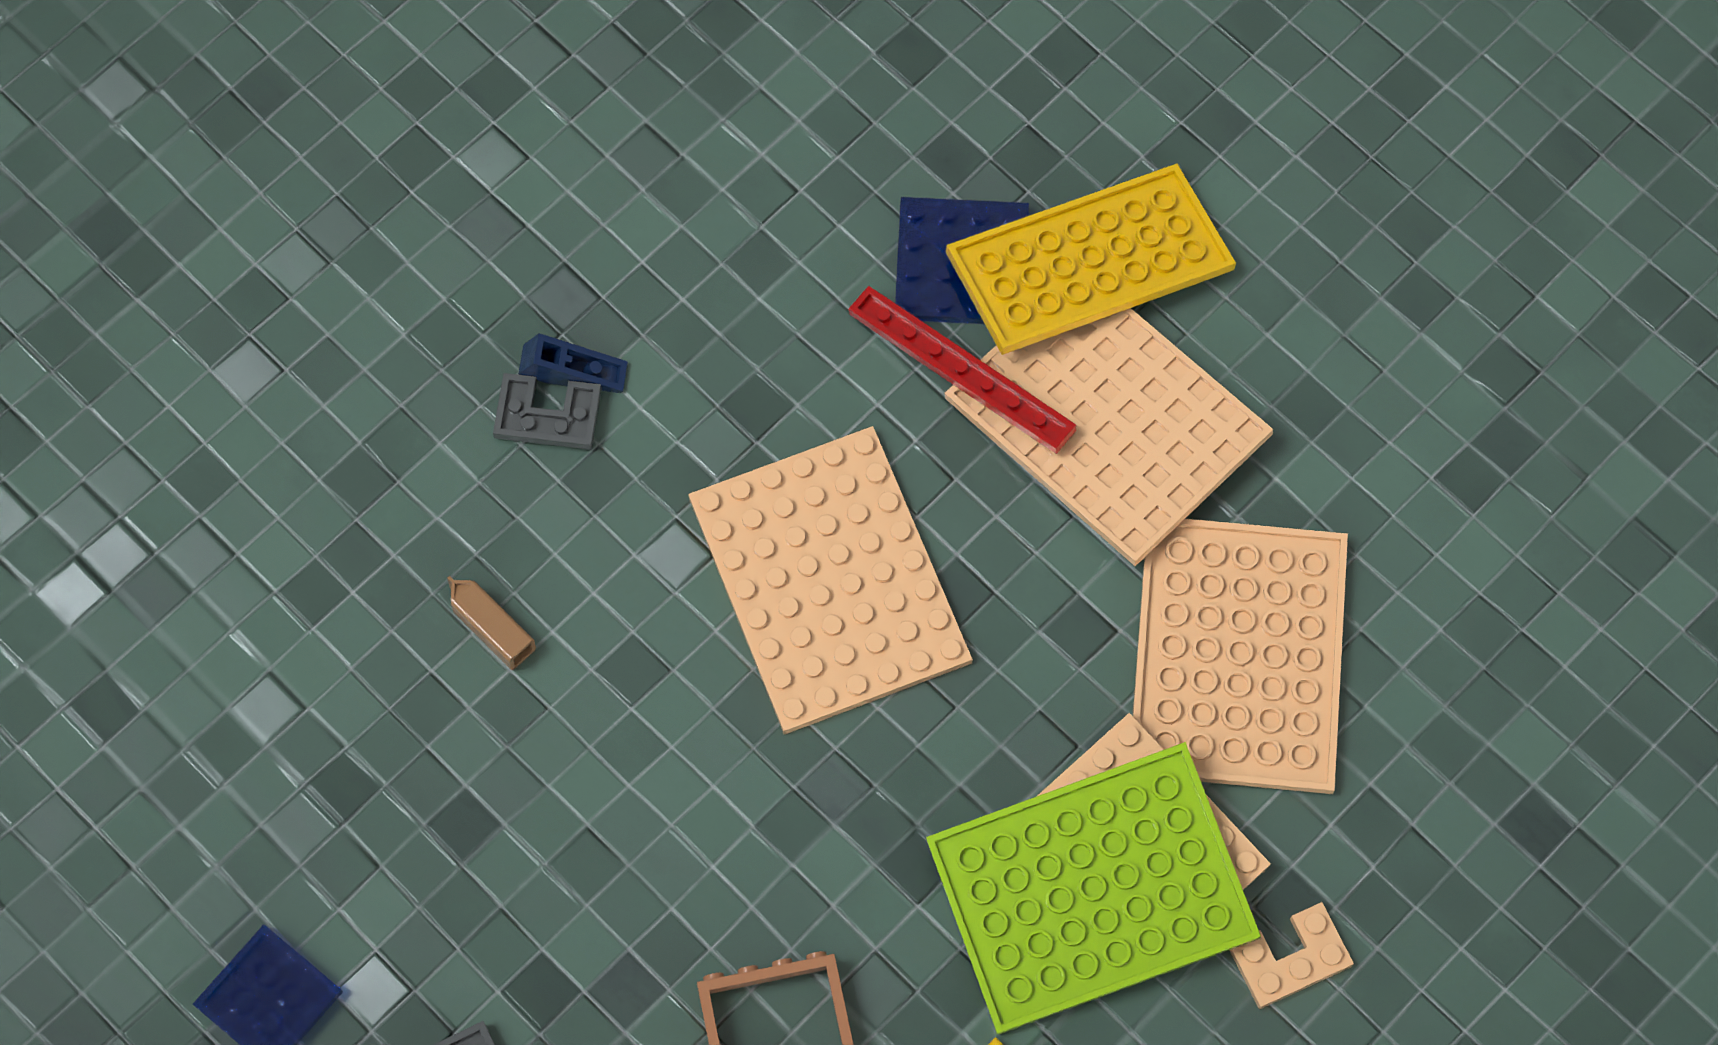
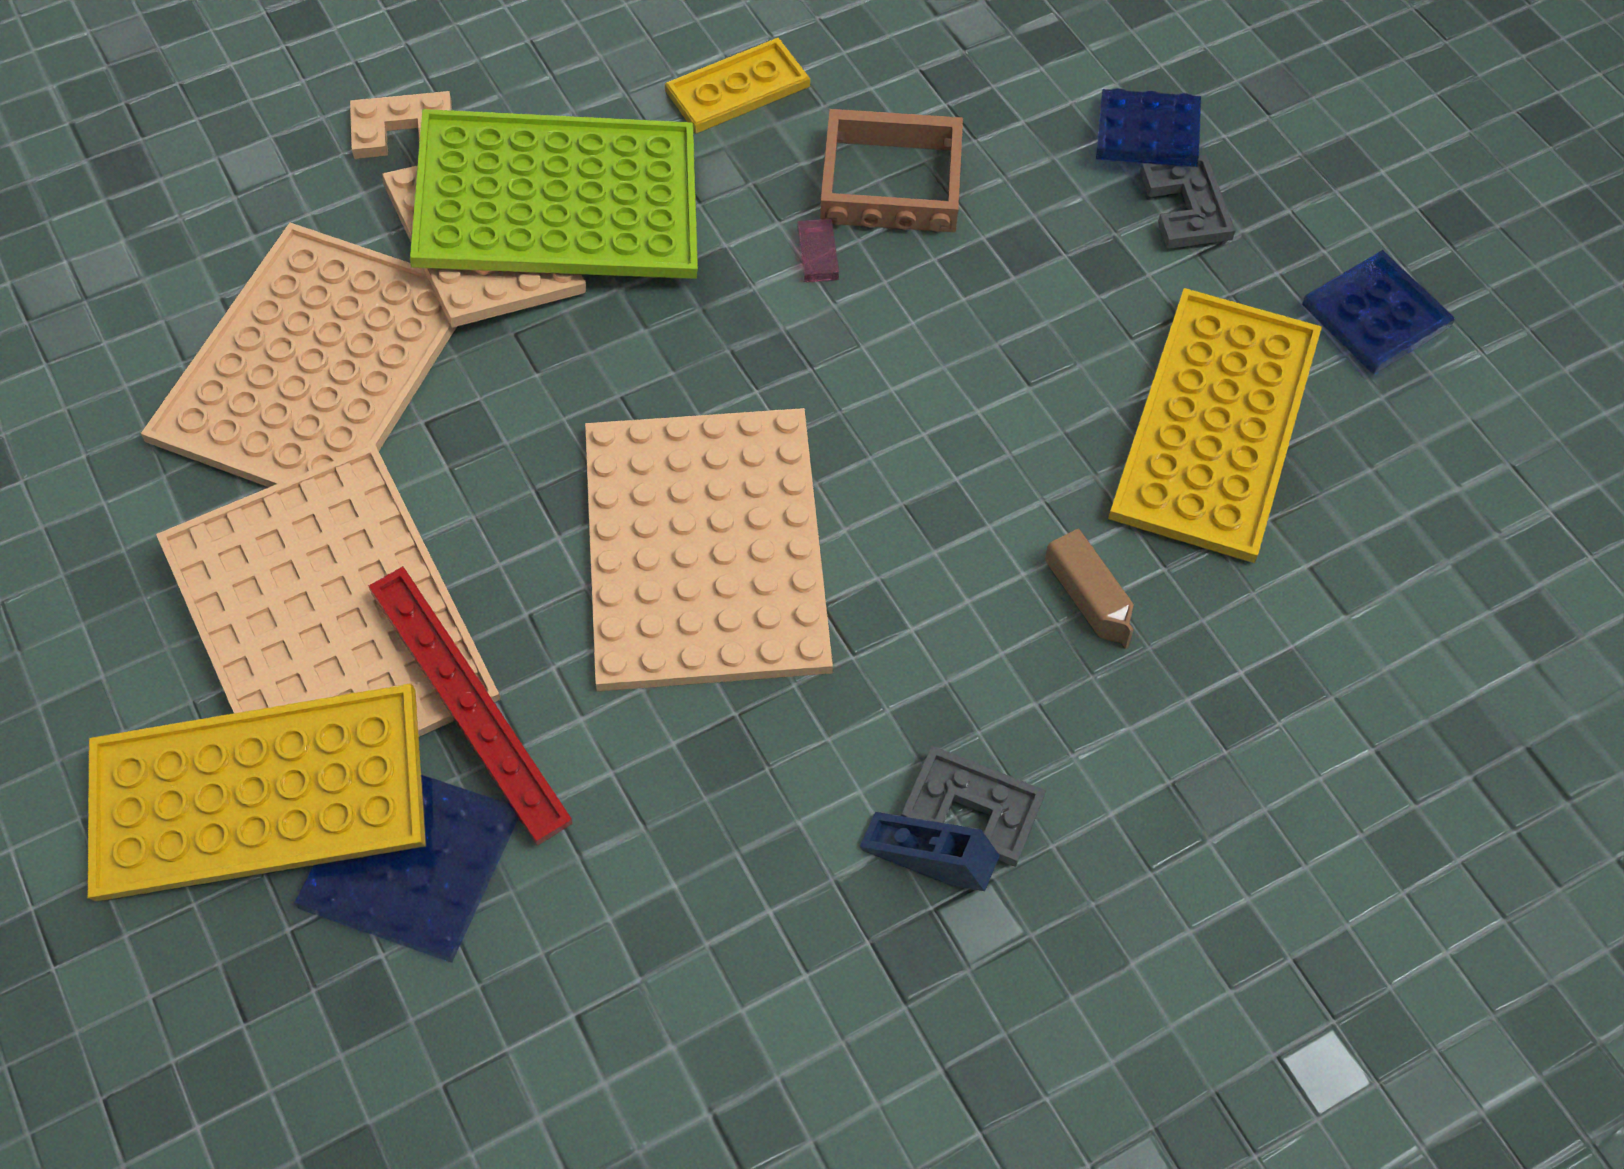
camera: 165 degrees left, 10 degrees down
(405, 828) = (1216, 425): none -> yellow plate
(825, 918) = (818, 250): none -> clear pink tile

